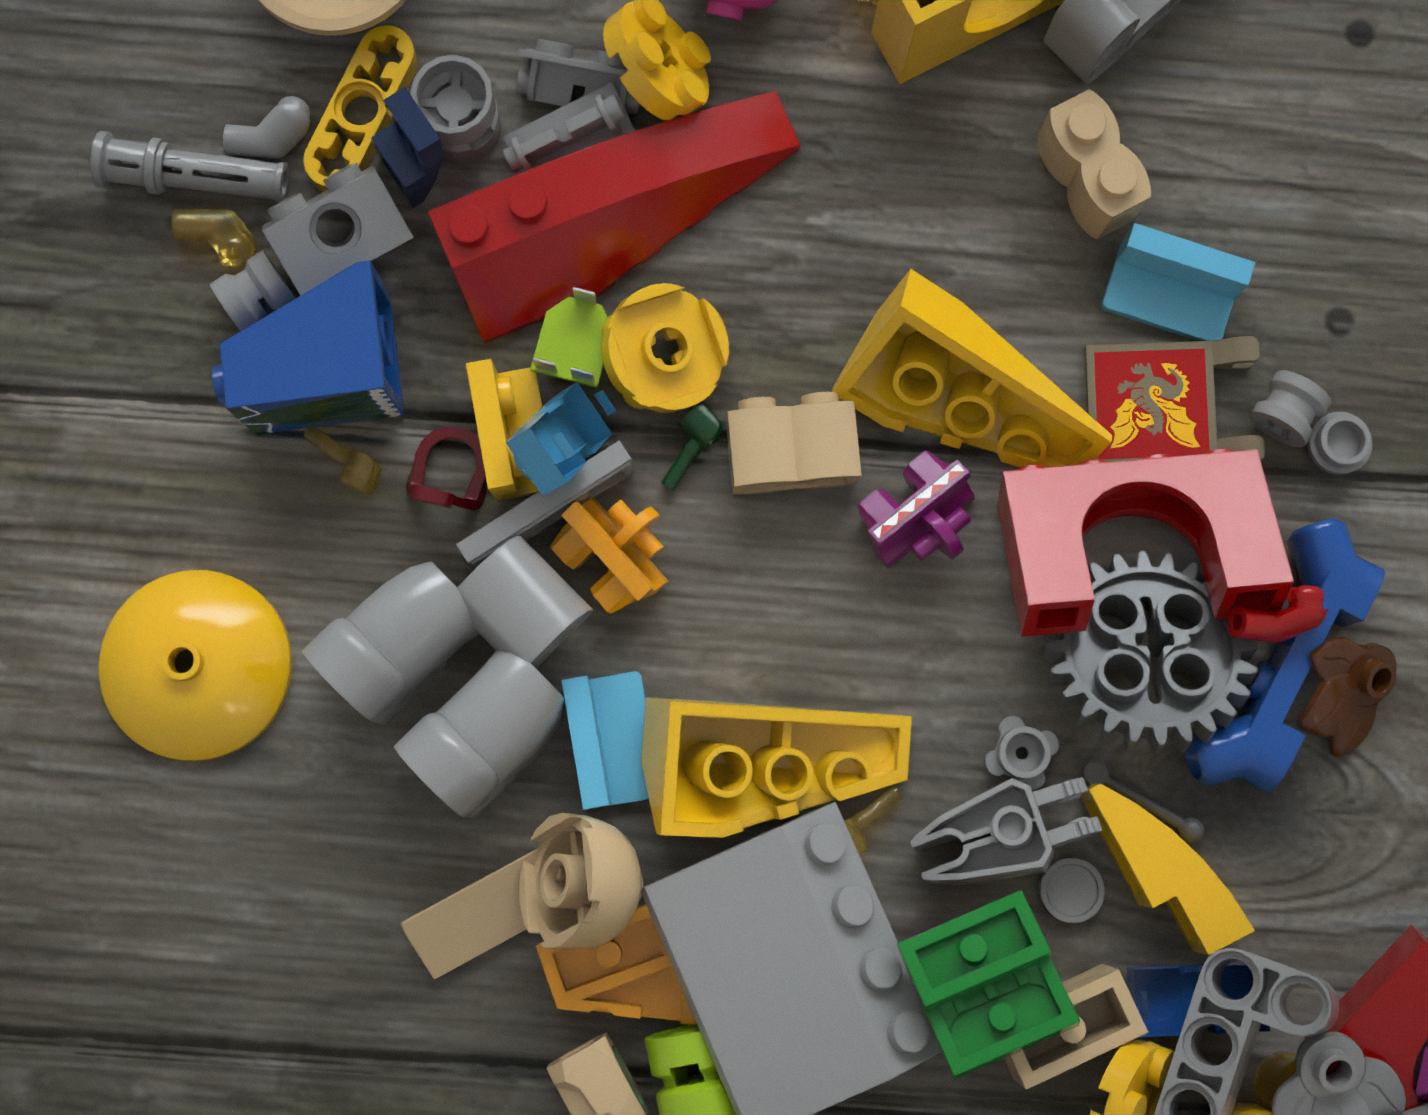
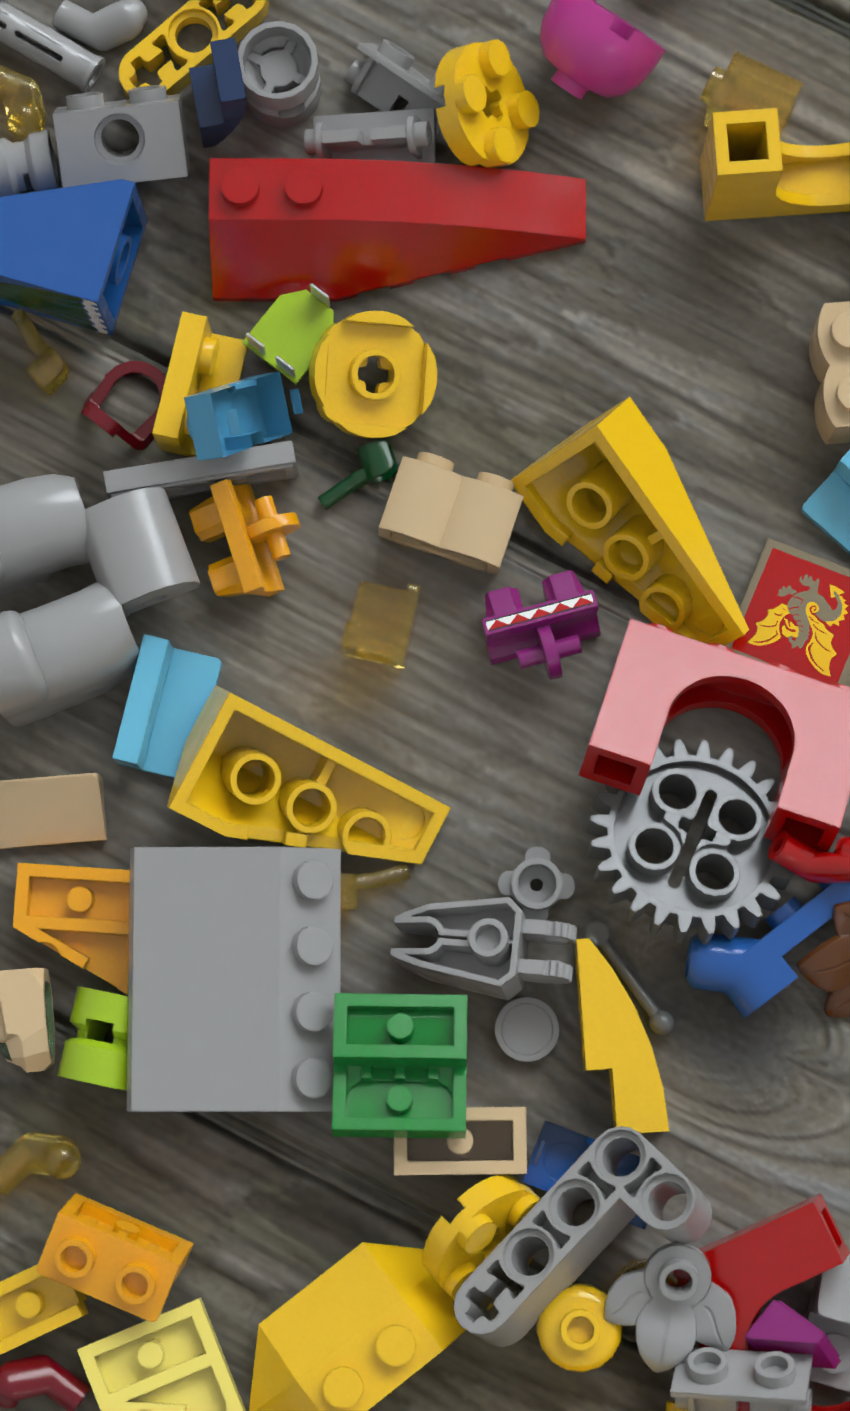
camera: 30 degrees right, 0 degrees up
(581, 883) = (82, 822): tan cylinder -> none
(774, 573) = (382, 624): none -> clear yellow panel

